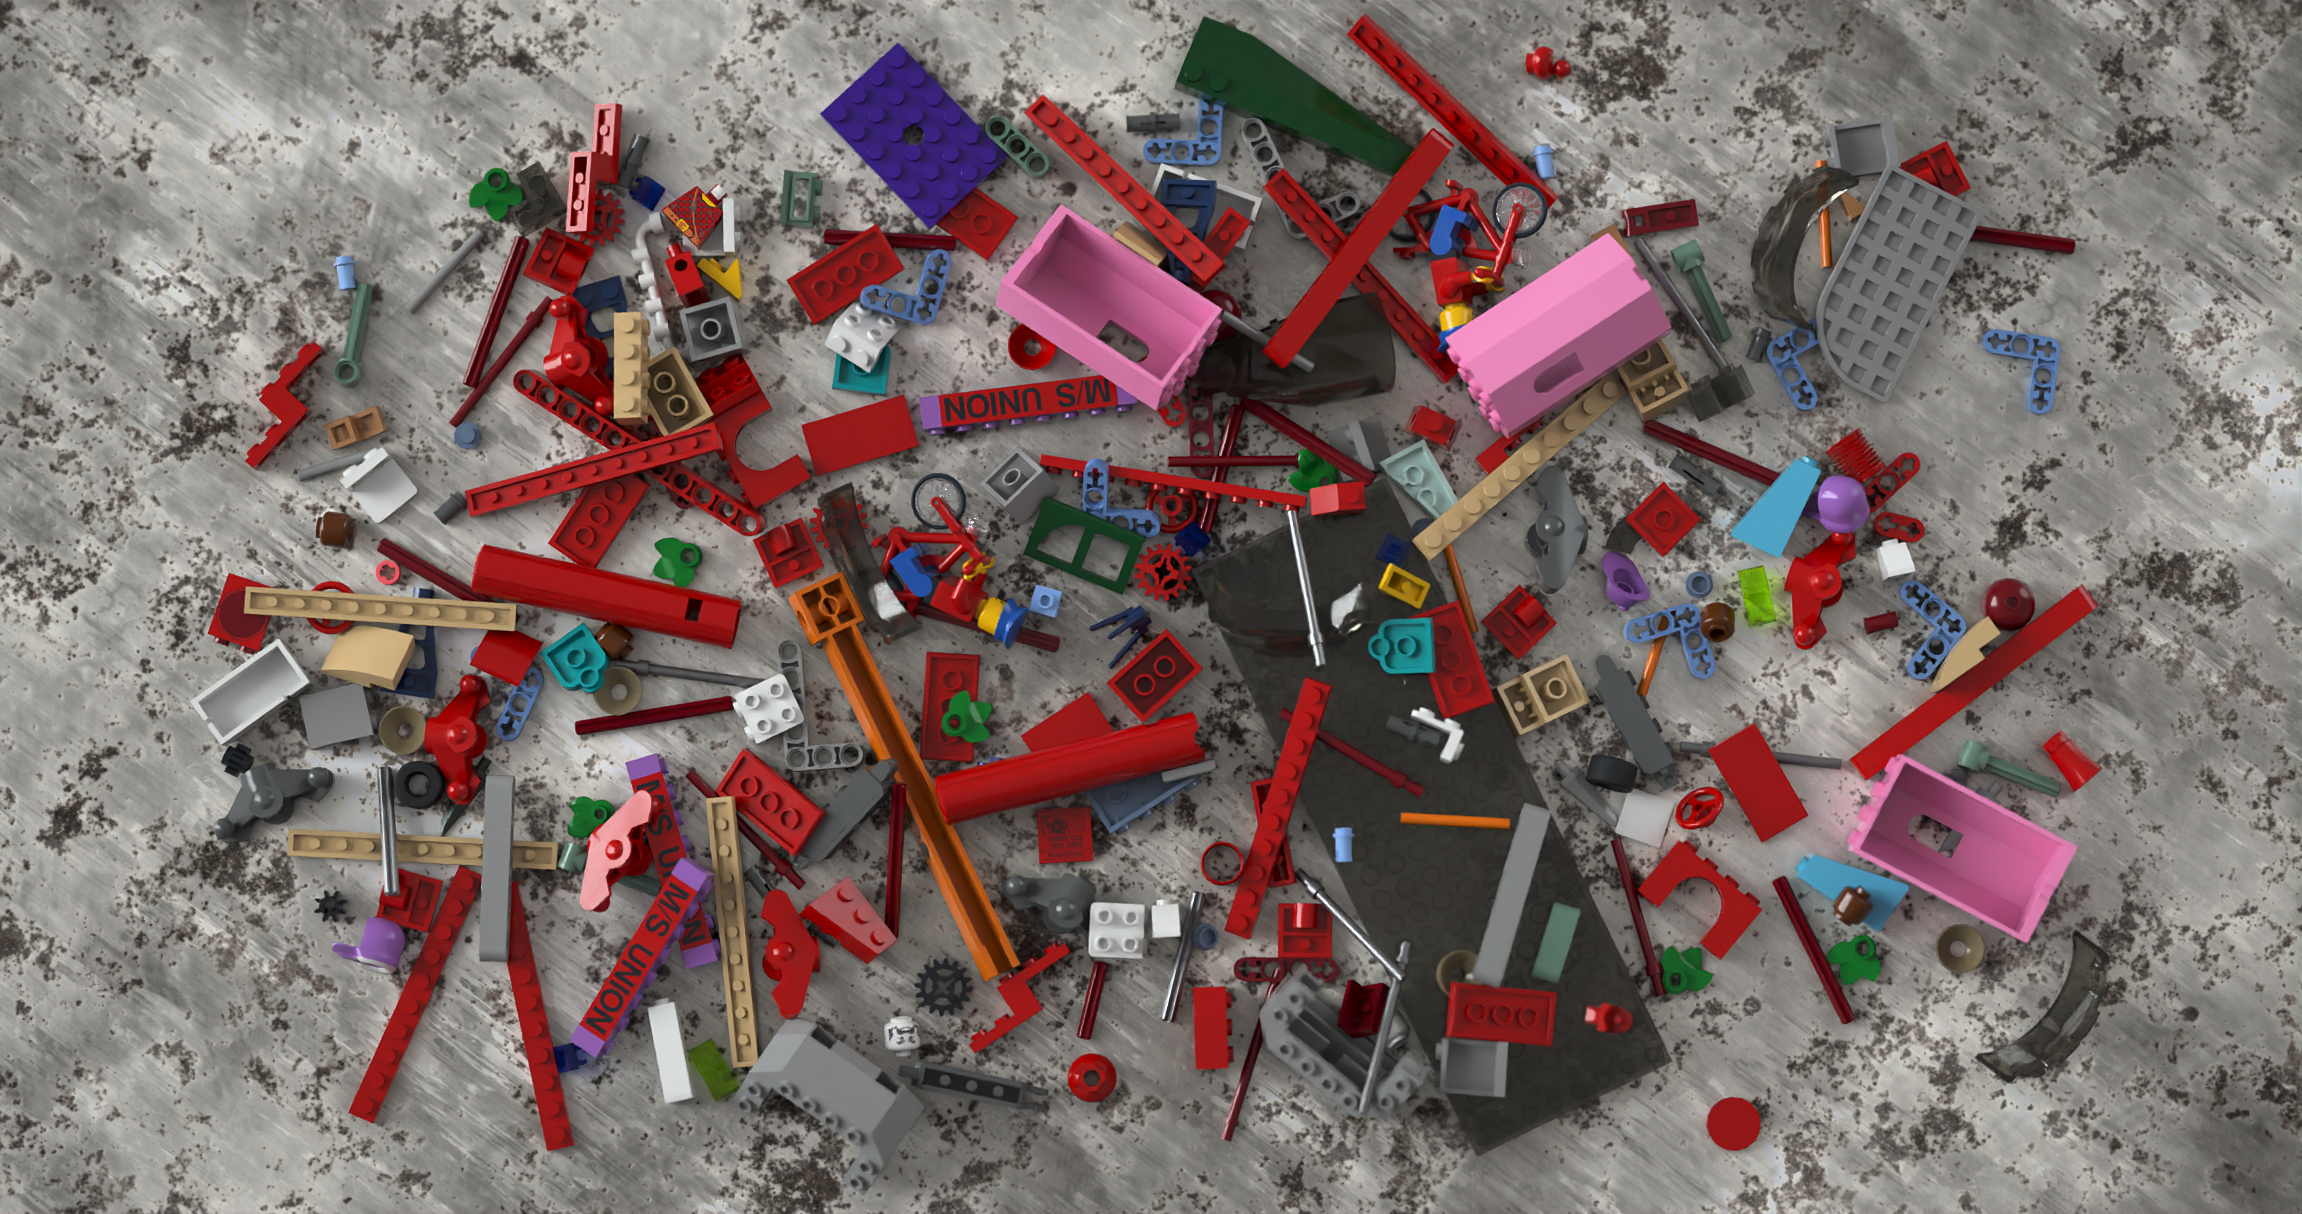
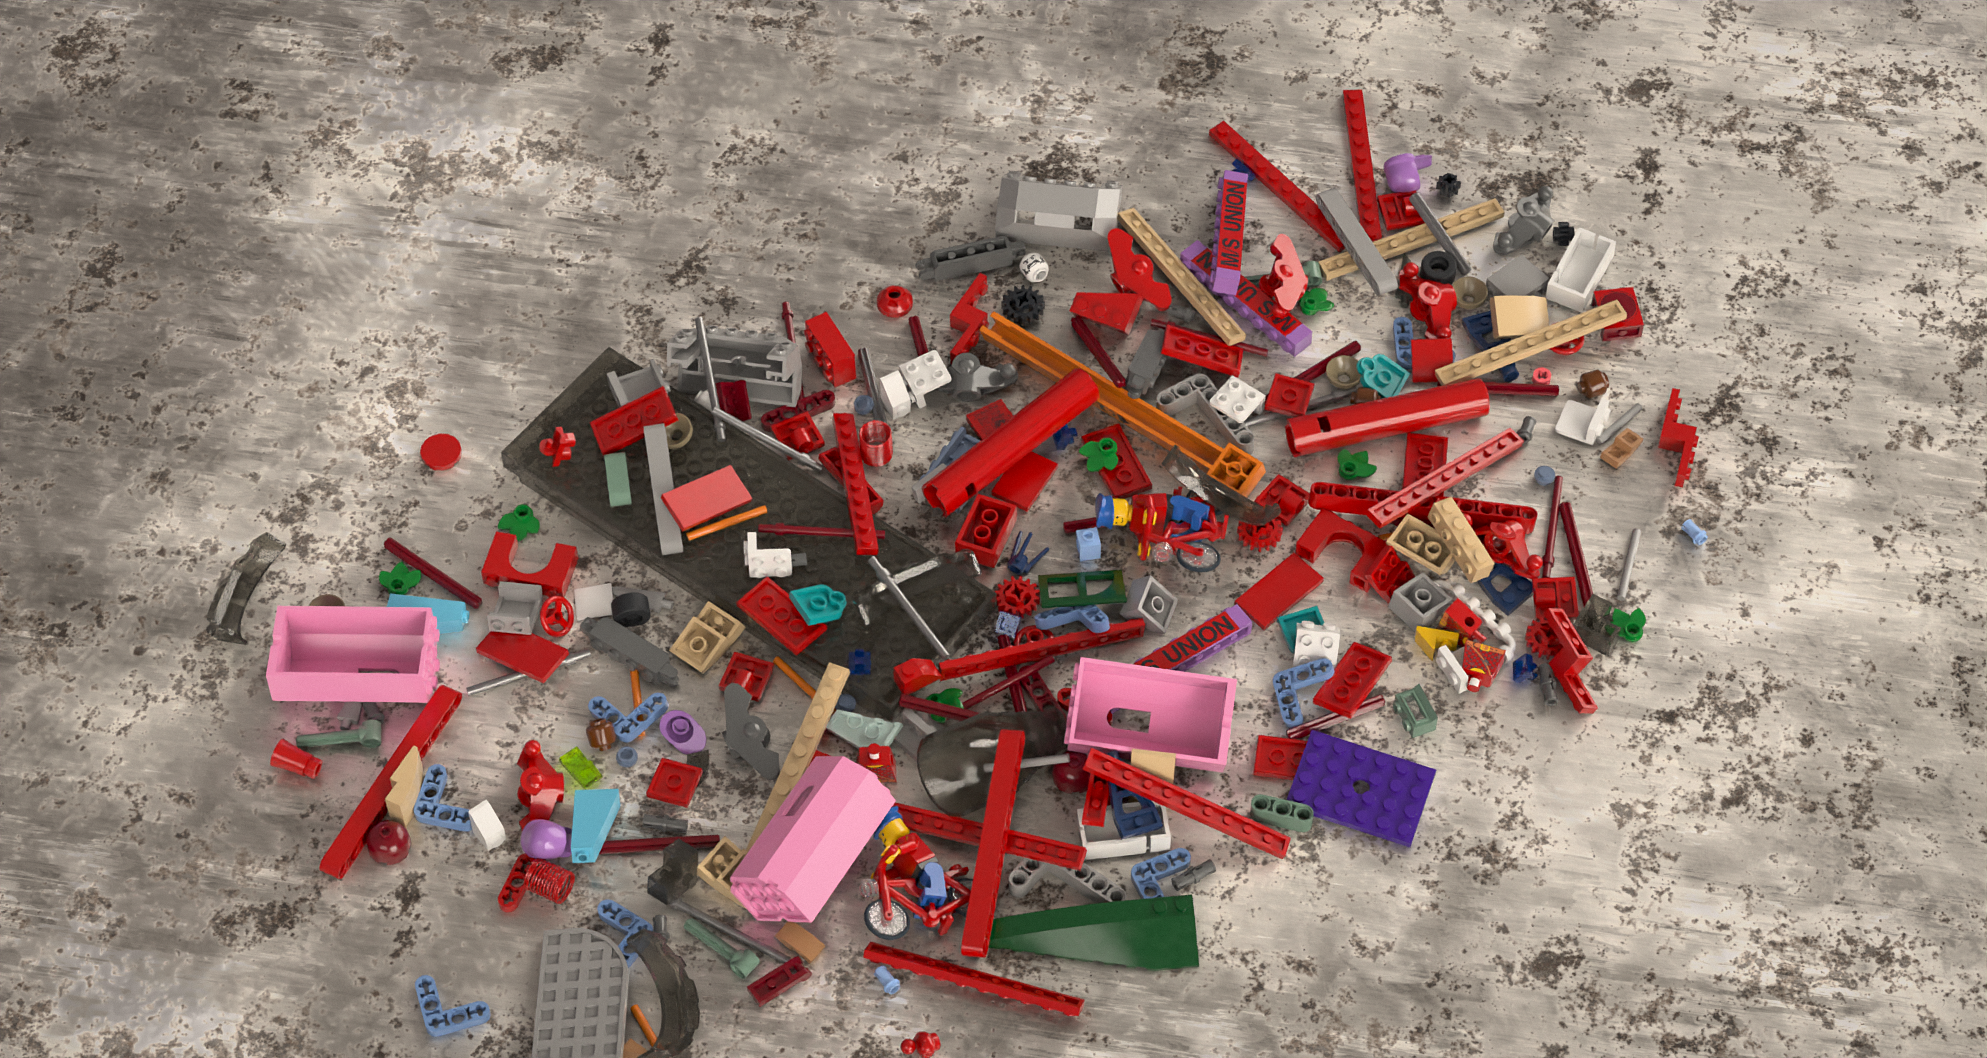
camera: 150 degrees right, 30 degrees down
(355, 336) = (1654, 482): sand green axle -> none
(671, 1051) = (1176, 194): white slope -> none
(702, 688) = (1289, 396): none -> red tile
(713, 1069) = (1145, 206): clear neon green slope -> none
(1343, 844) = (799, 478): light blue pin -> none
(1404, 586) = (841, 637): yellow slope -> none
(1467, 854) = (706, 498): none -> tile
(1653, 968) = (543, 516): dark red bar -> none
(1743, 840) = (516, 608): none -> light grey panel
(1852, 905) = (416, 593): reddish brown head -> none
(1881, 622) = (480, 789): dark red pin -> none
(1899, 520) = (495, 857): red beam -> none

